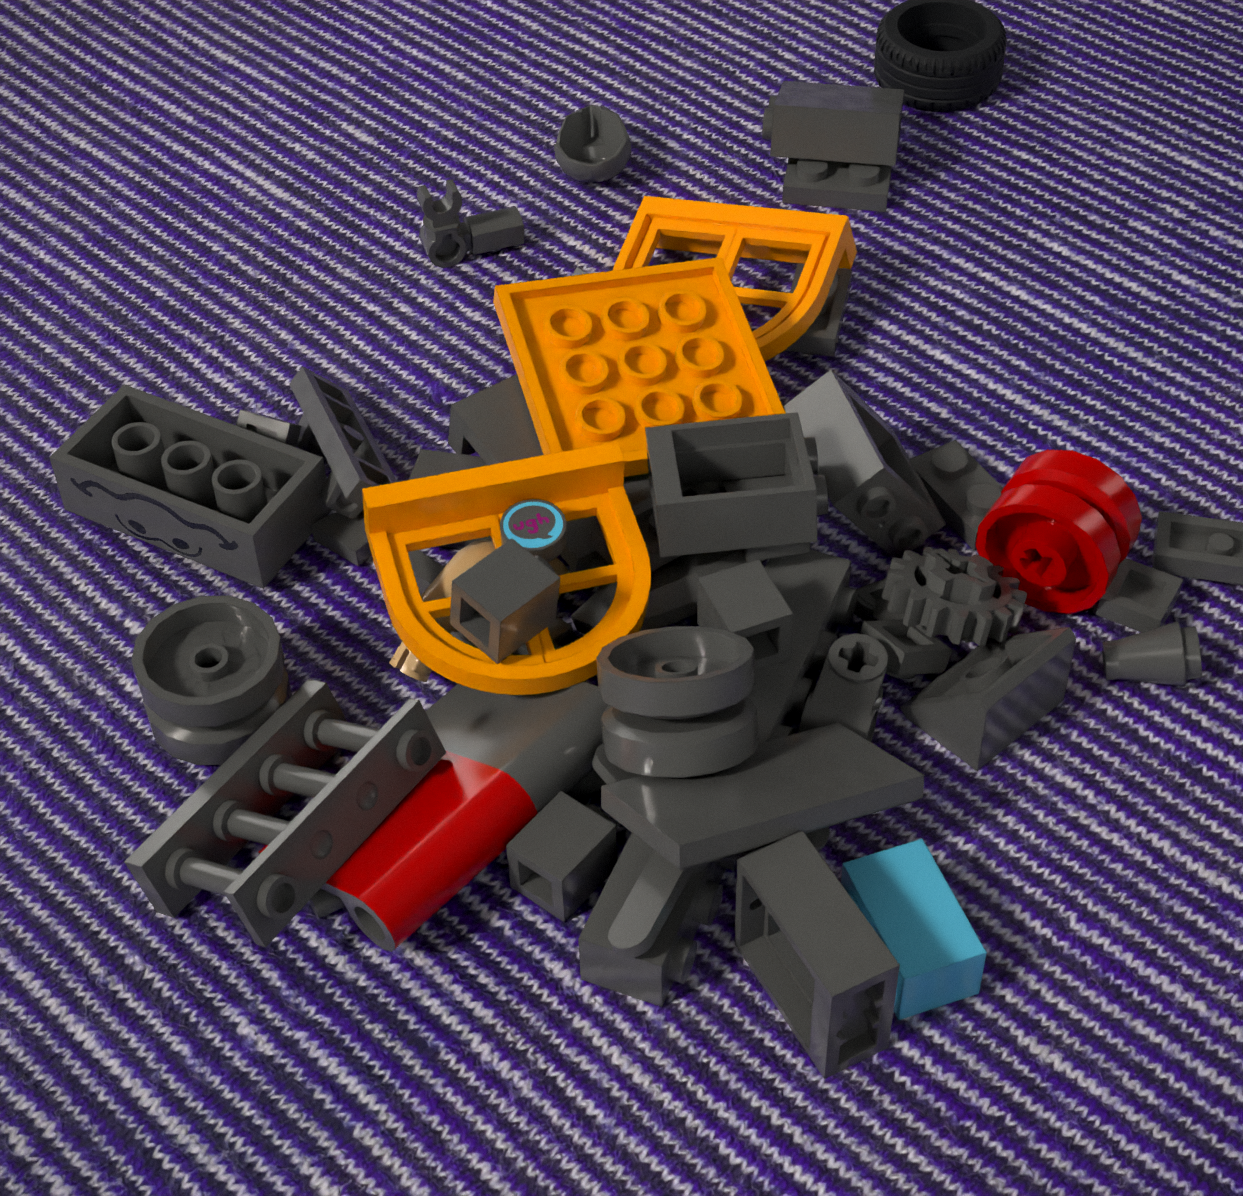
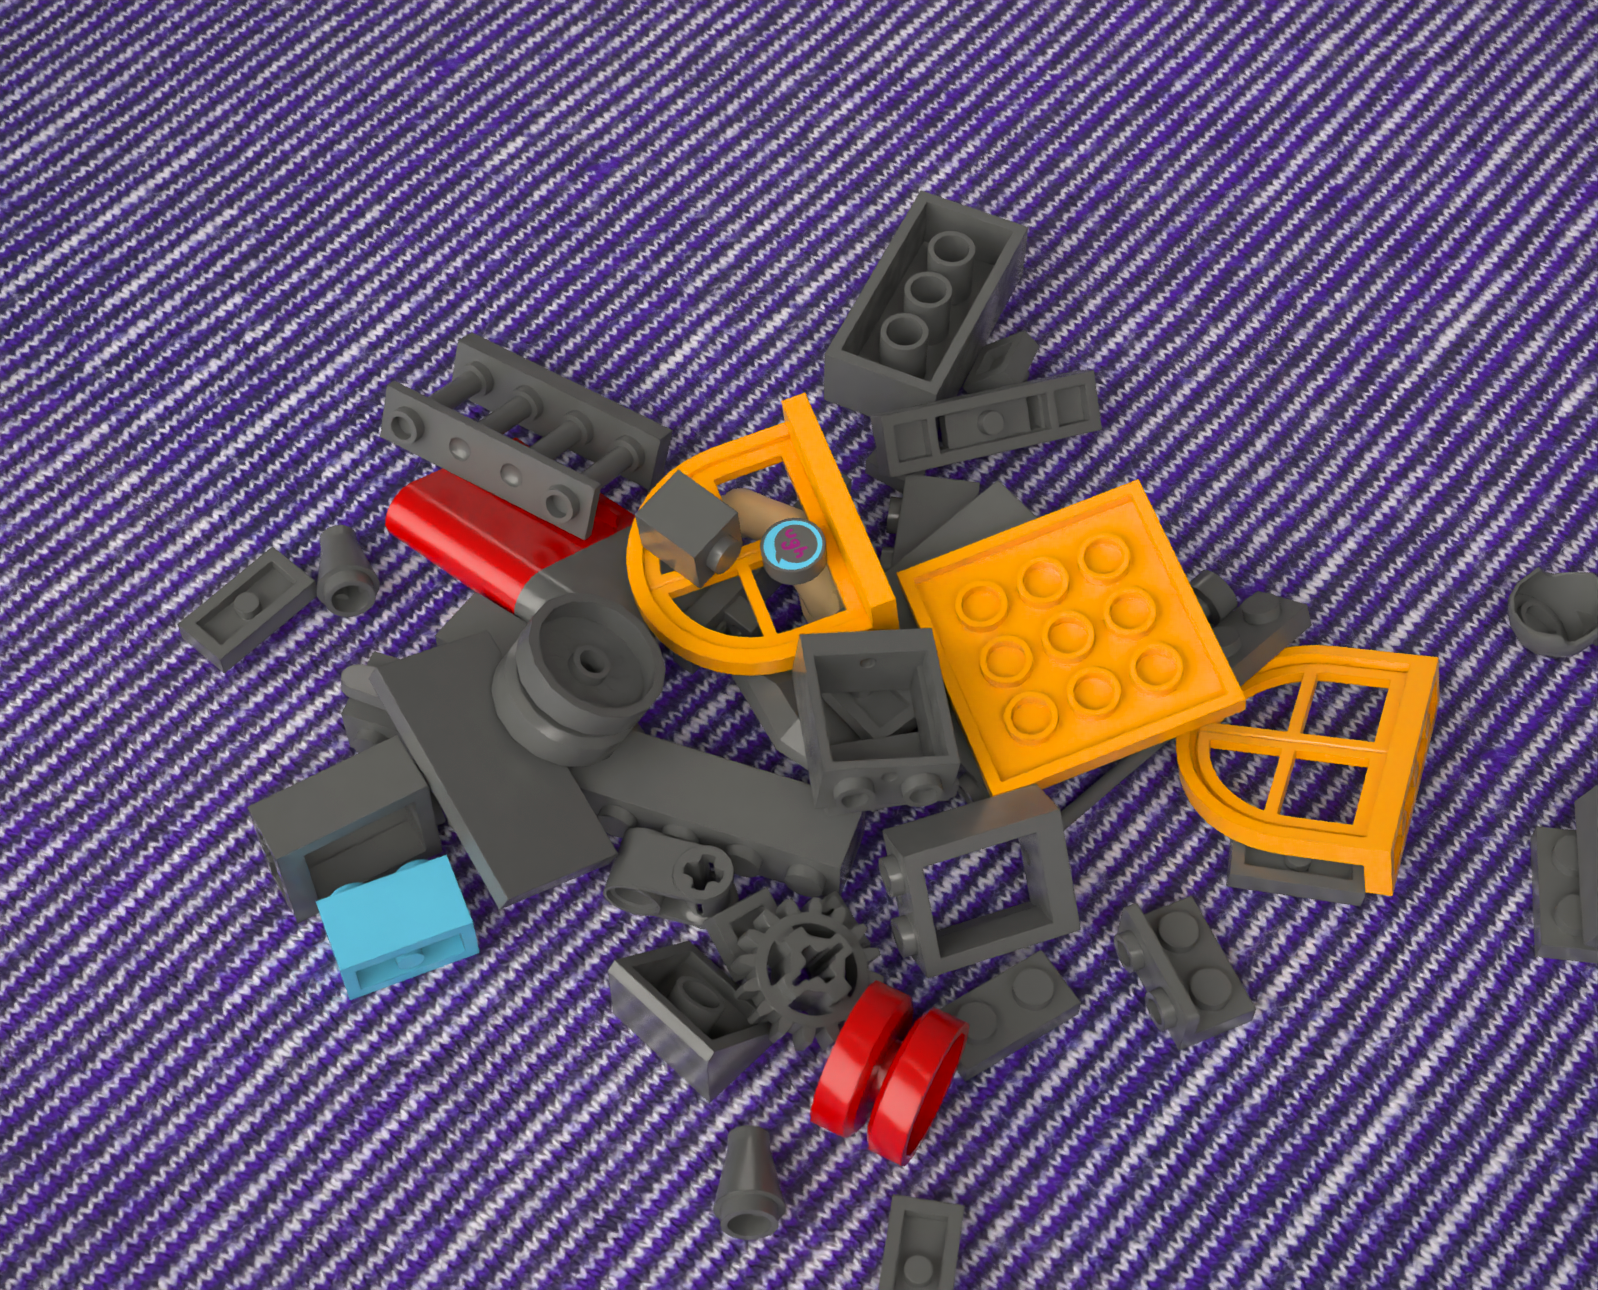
camera: 85 degrees right, 10 degrees up
(209, 676) = (678, 361): dark grey wheel -> none
(434, 1003) = (345, 575): none -> dark grey cone
(449, 239) = (1367, 489): dark grey bar -> none
(479, 1103) = (248, 609): none -> dark grey plate
(749, 605) = (724, 752): dark grey brick -> none
(921, 383) = (1183, 971): none -> dark grey bracket
(1139, 596) = (838, 1178): dark grey plate -> none

